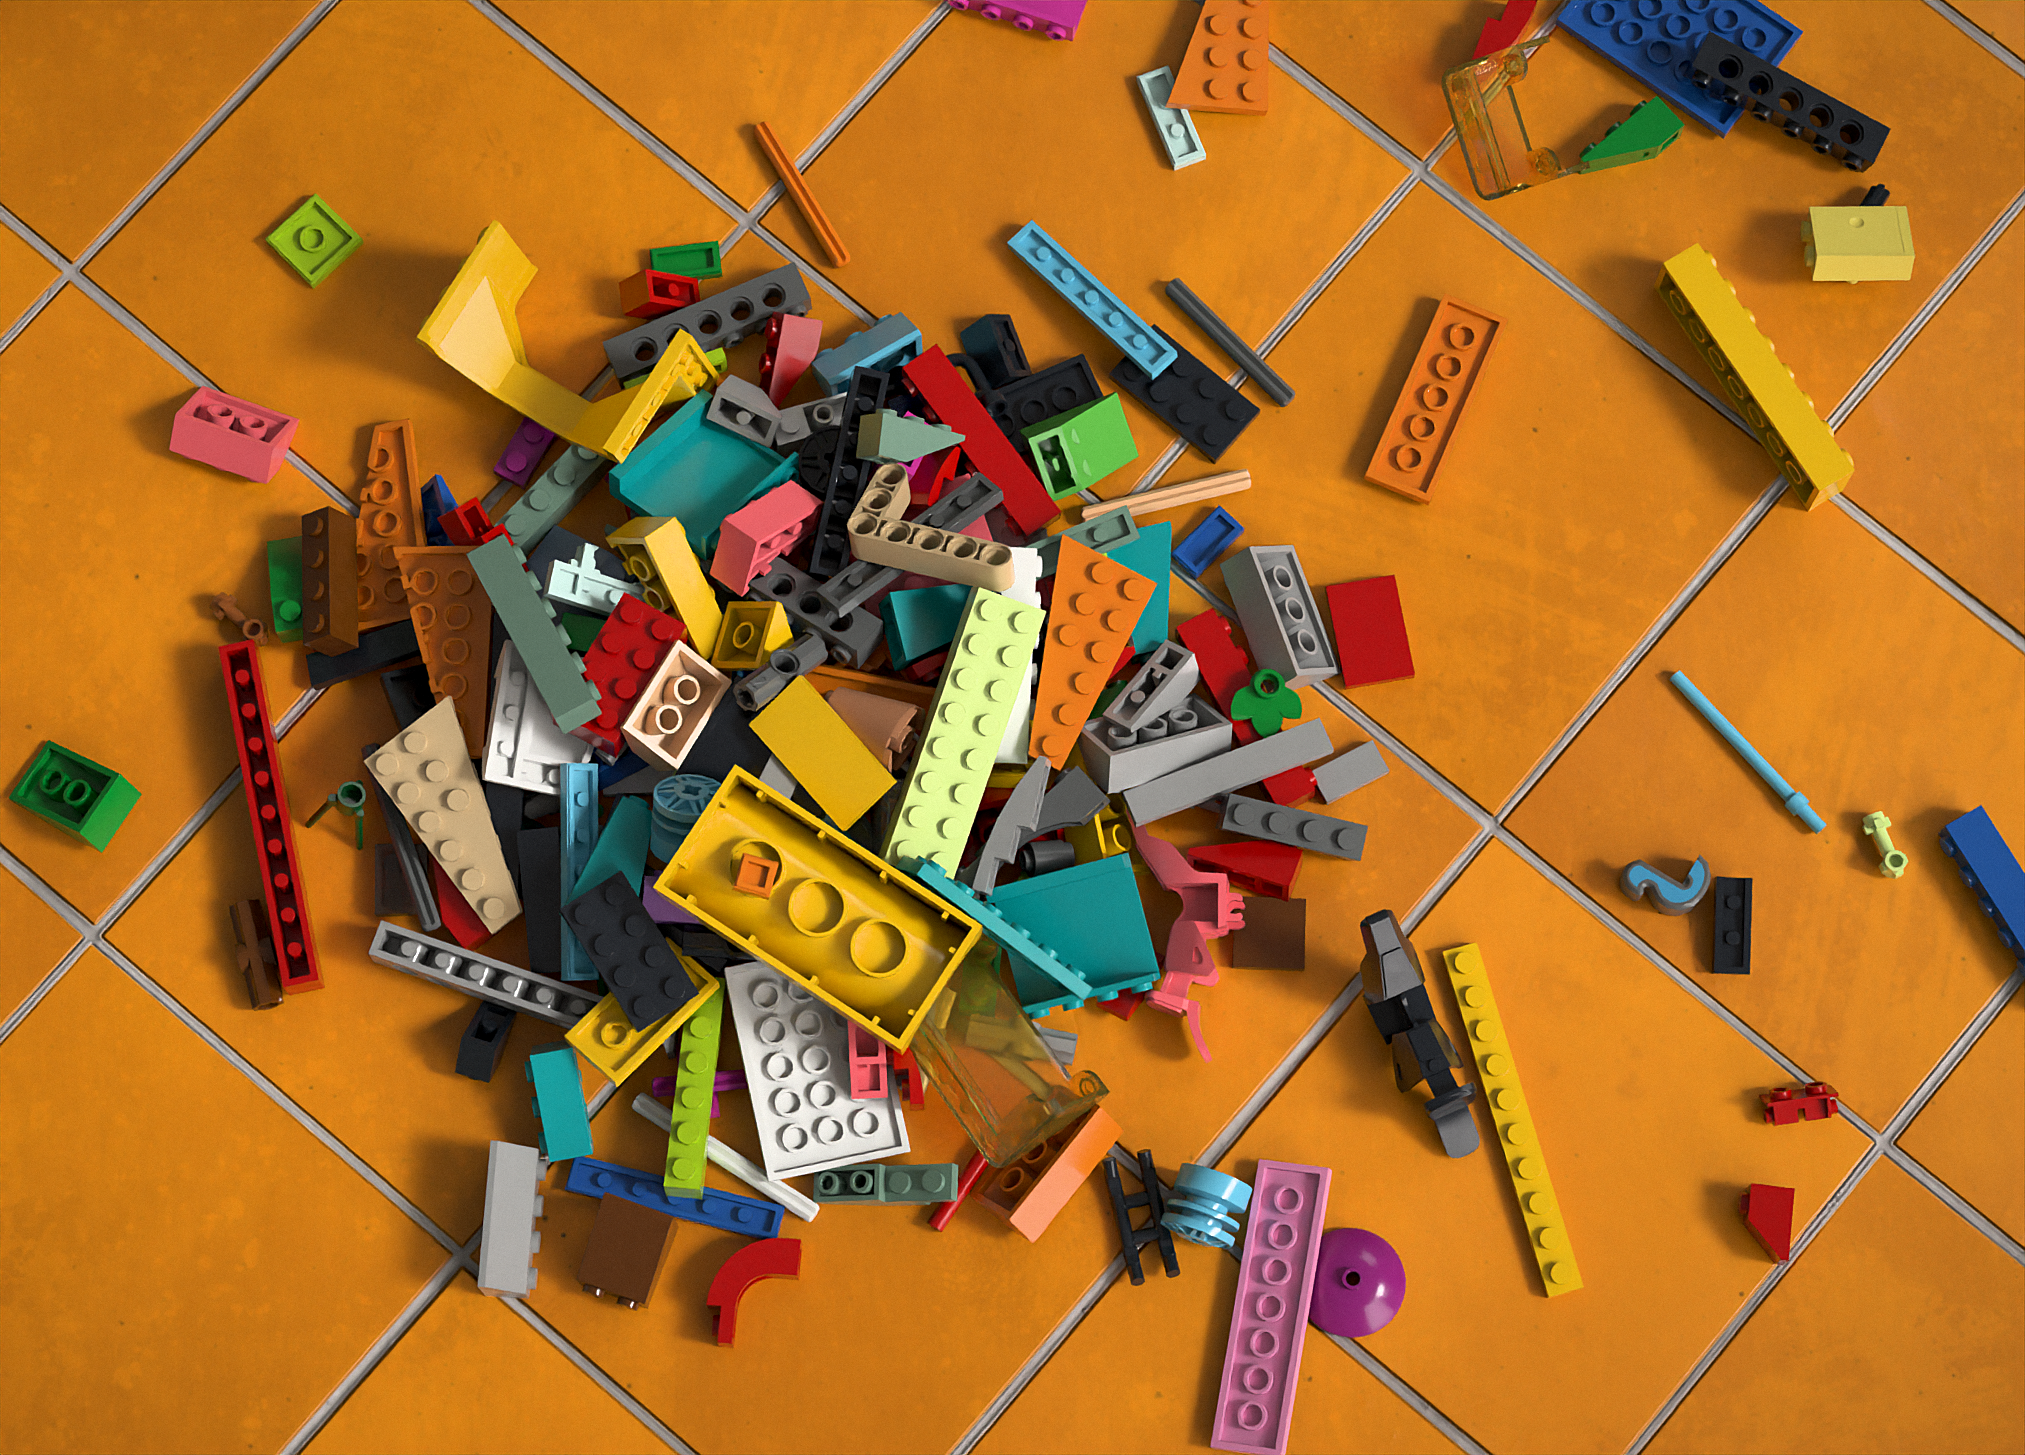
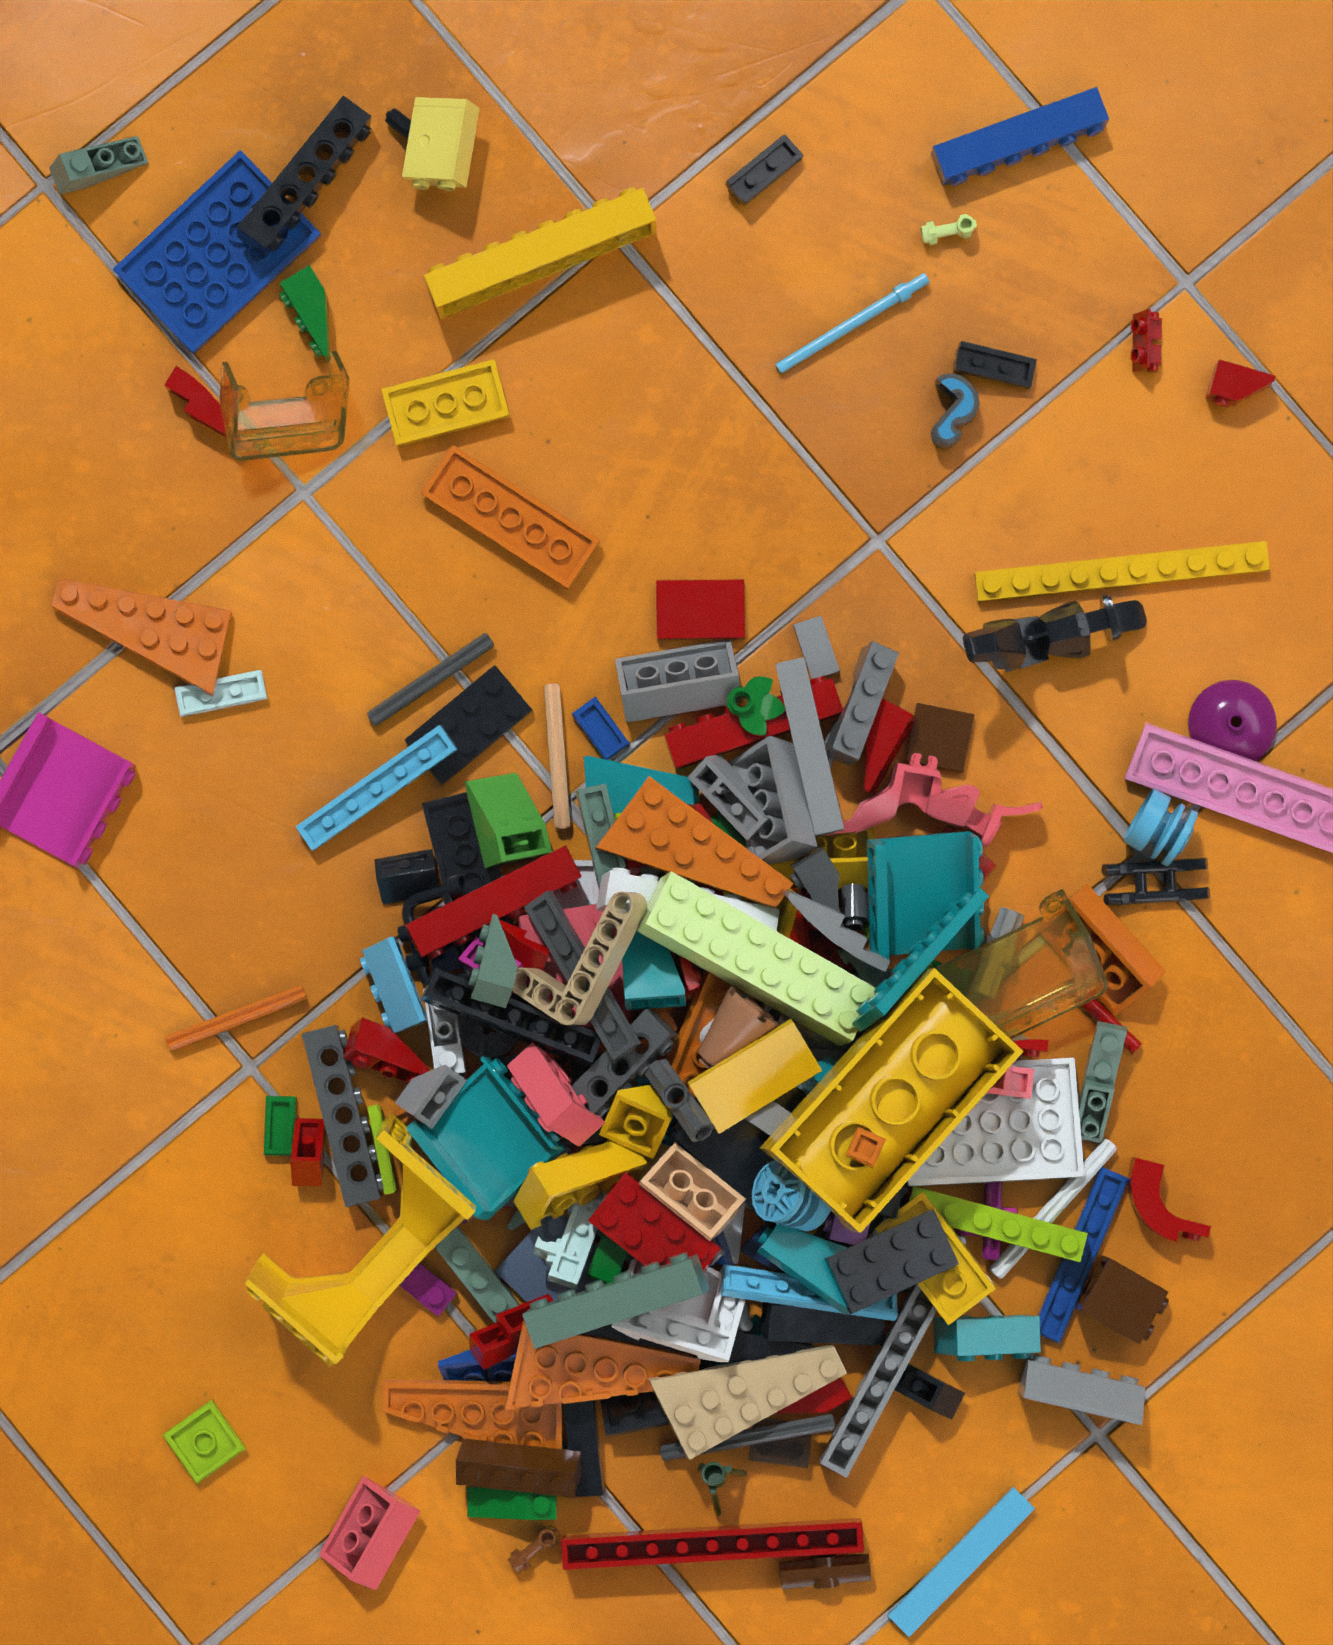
camera: 85 degrees left, 10 degrees up
(289, 1114) = (960, 1561): none -> medium azure tile
(1556, 305) = (445, 402): none -> yellow plate
(1909, 619) = (763, 170): none -> black hinge

